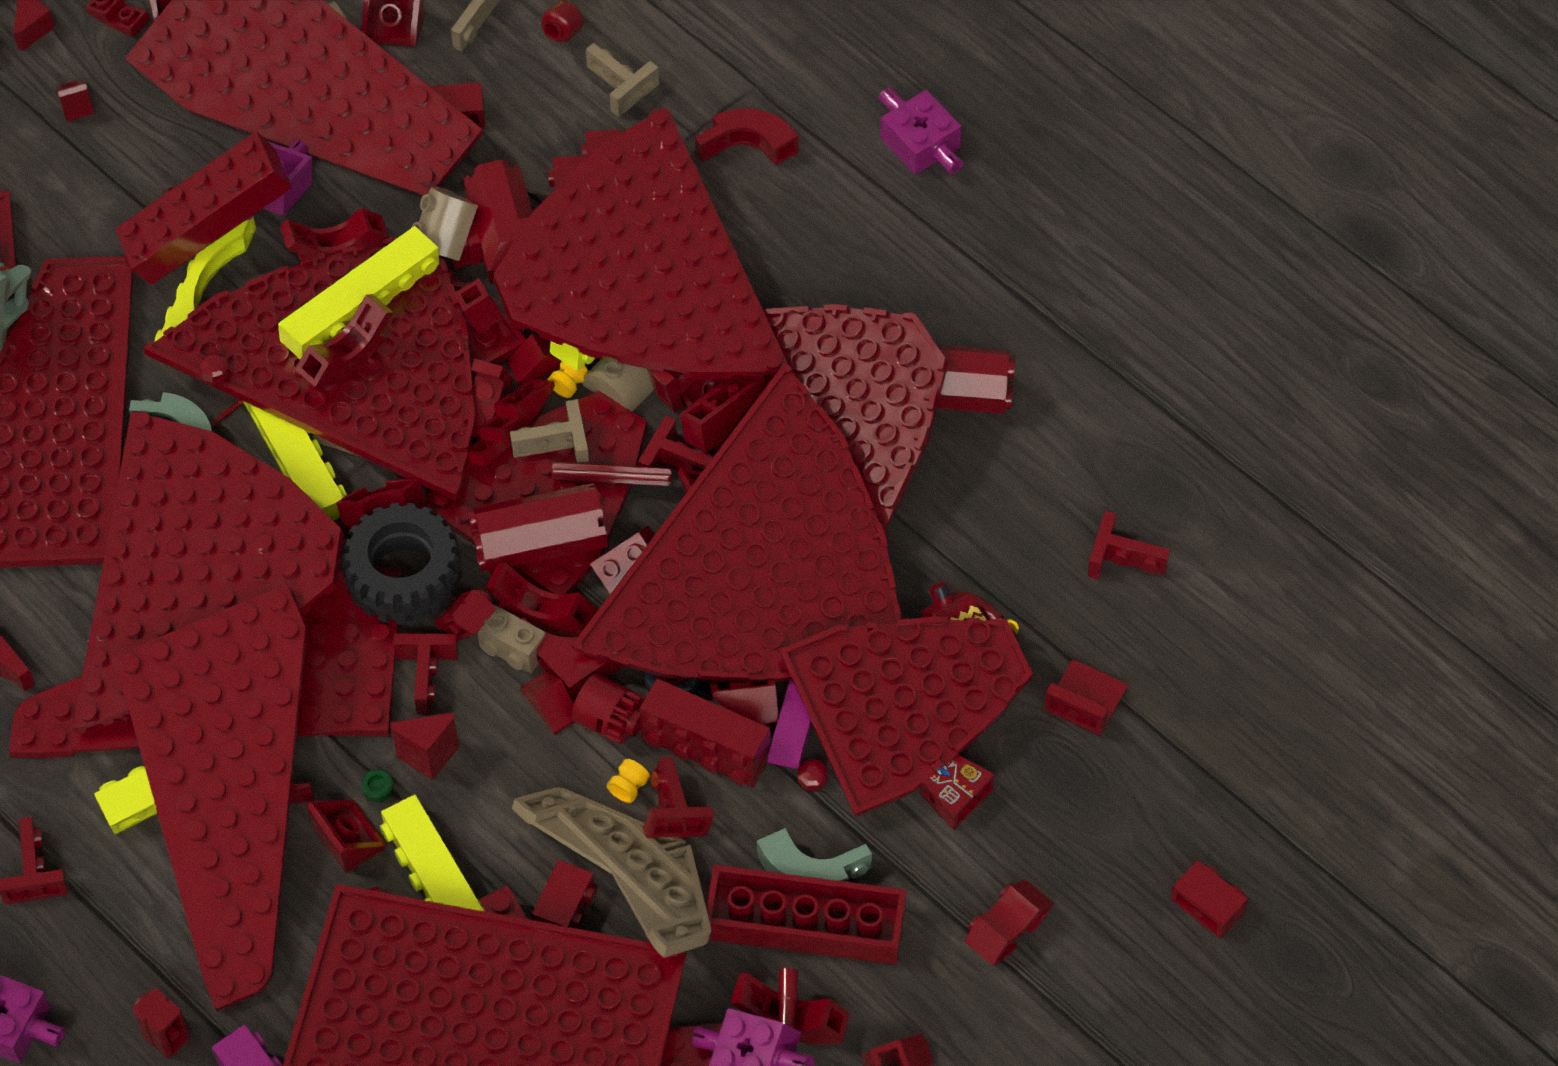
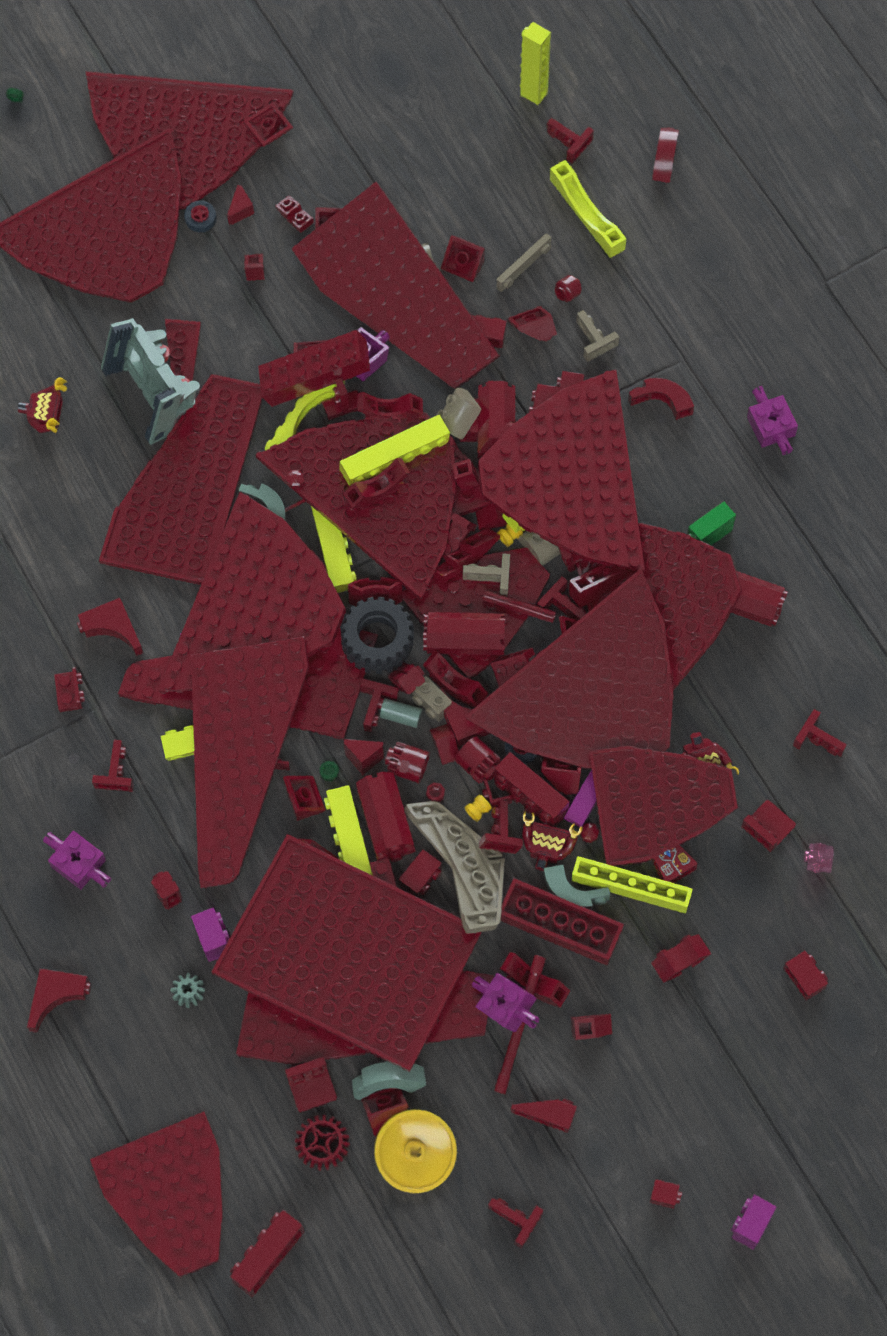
camera: 15 degrees right, 10 degrees up
(260, 252) = (341, 403): none -> dark red bracket
(468, 673) = (400, 712): none -> sand green brick
(485, 826) = (385, 816): none -> dark red brick
(498, 738) = (407, 762): none -> dark red gear
(528, 79) = (535, 323): none -> dark red slope
(554, 774) = (435, 792): none -> dark red tile
(635, 753) = (487, 795): none -> dark red bracket
(752, 803) = (547, 842): none -> dark red torso
(878, 285) = (713, 524): none -> green brick
(902, 832) = (632, 884): none -> neon yellow brick
(1178, 722) = (819, 858): none -> clear pink brick

